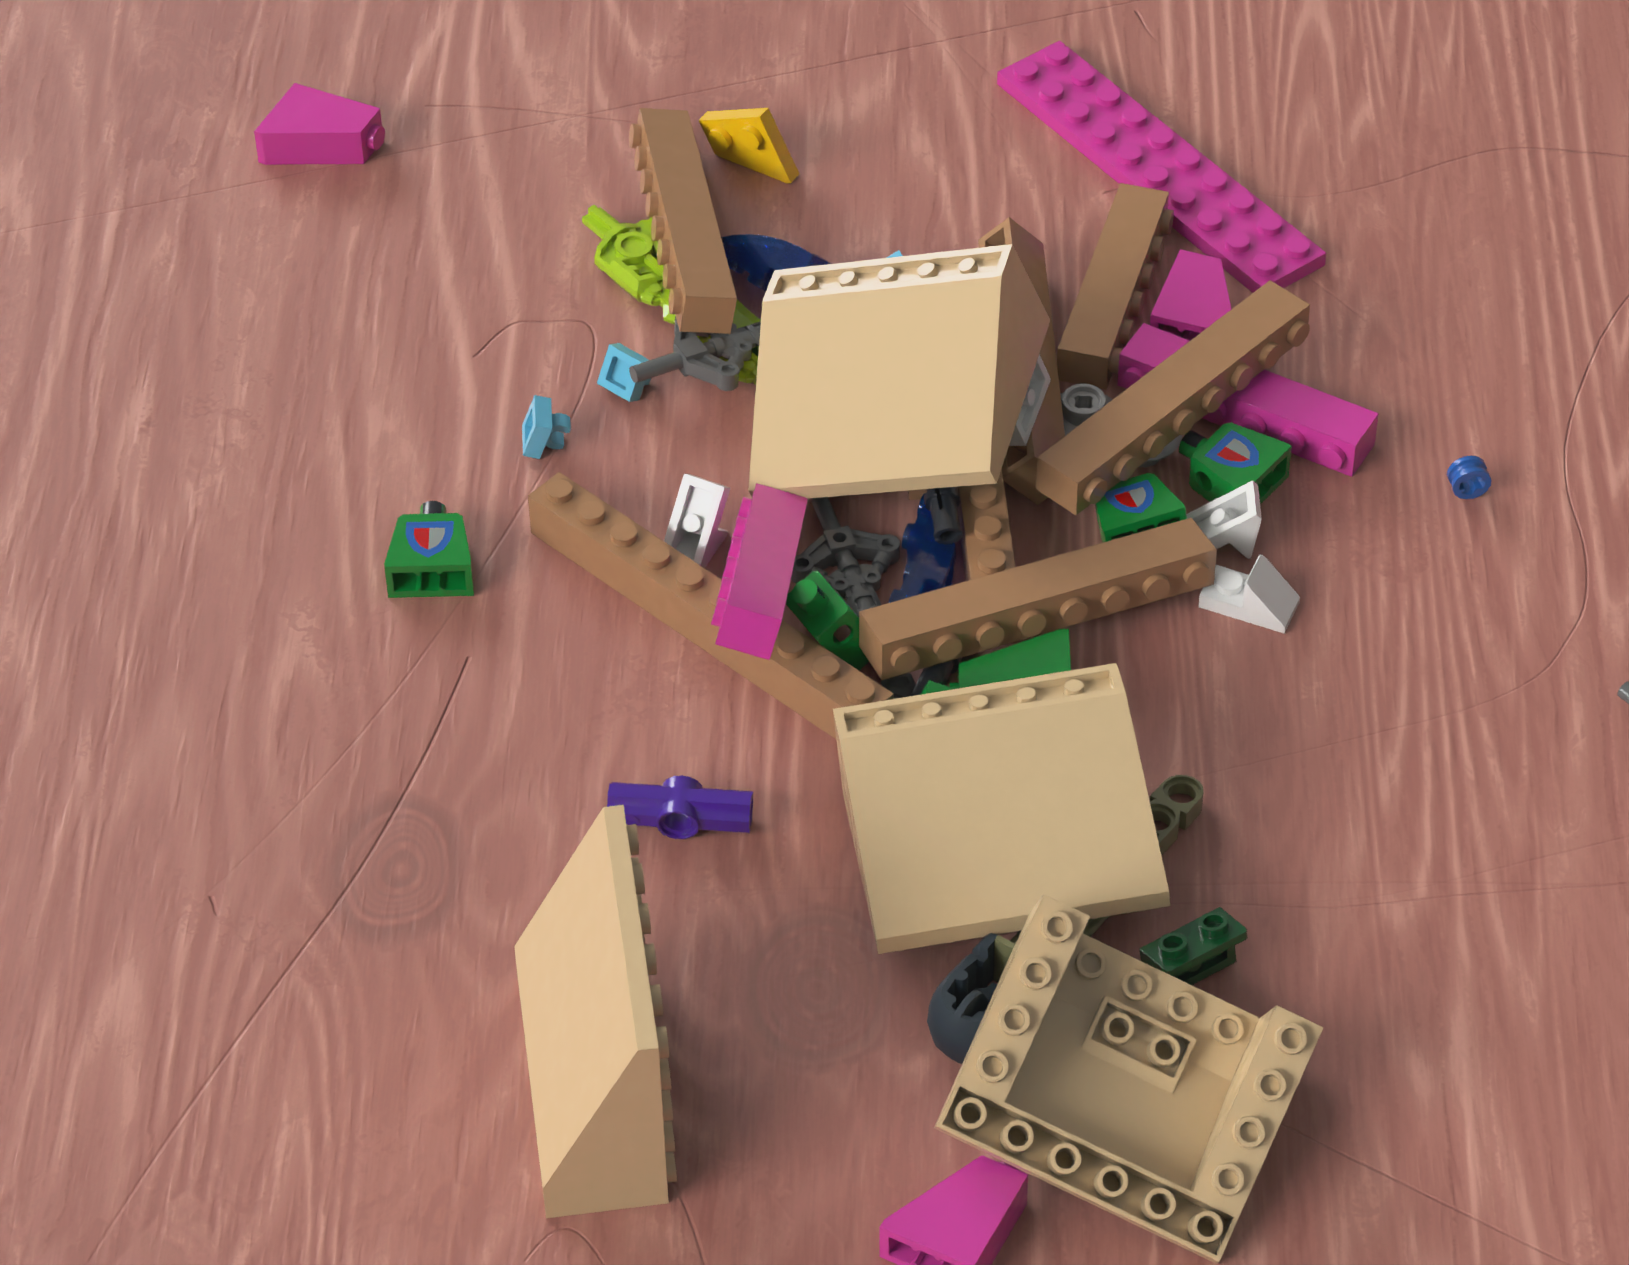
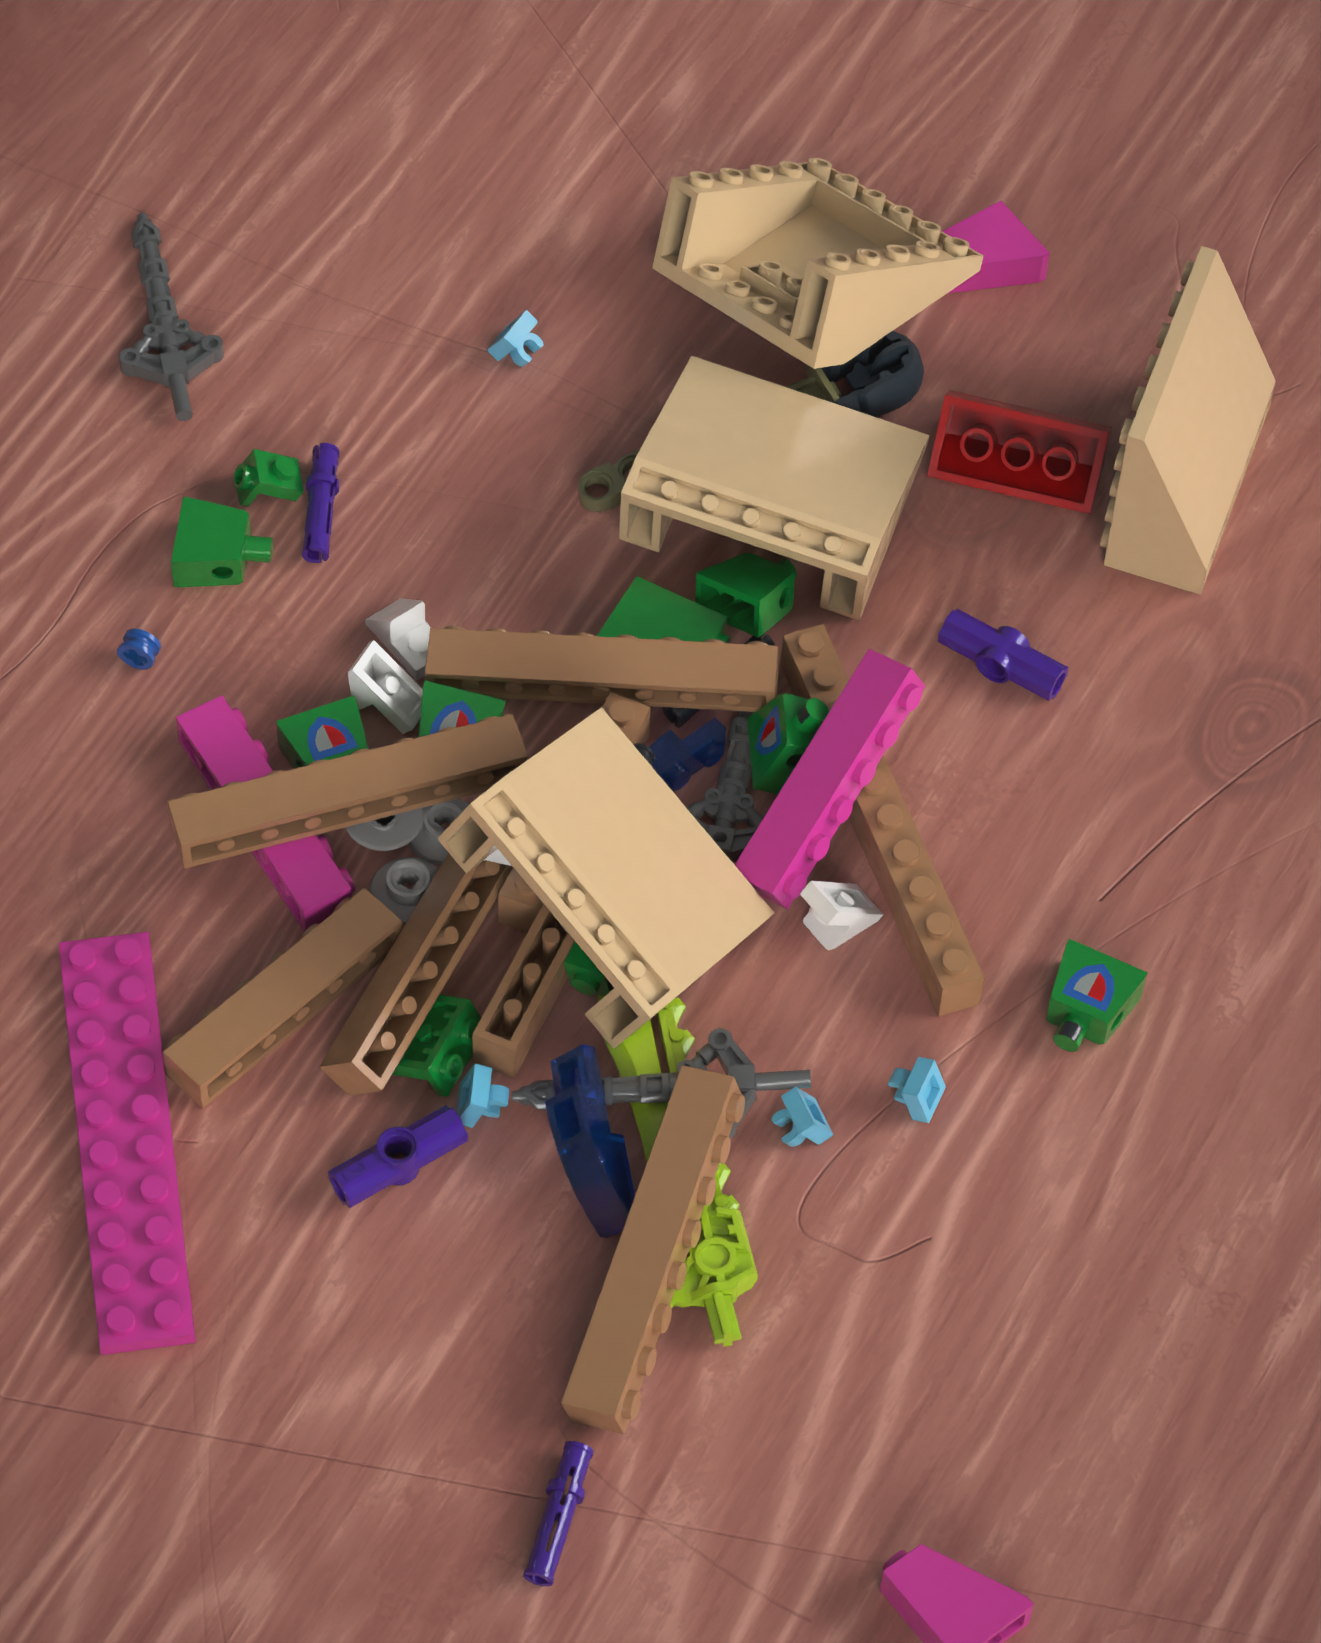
camera: 155 degrees left, 10 degrees up
(642, 53) = (574, 1464): none -> dark purple pin
(750, 140) = (514, 1329): yellow wing -> none
(785, 1020) = (1019, 451): none -> red slope
(937, 215) = (374, 1168): none -> dark purple piece
(1191, 296) = (231, 933): dark pink slope -> none
(1197, 947) = (687, 335): dark green bracket -> none
(1378, 900) = (514, 337): none -> medium azure tile
(1436, 680) = (322, 489): none -> dark purple pin
(1486, 584) = (214, 545): none -> green torso
(1492, 666) = (267, 475): none -> green bracket

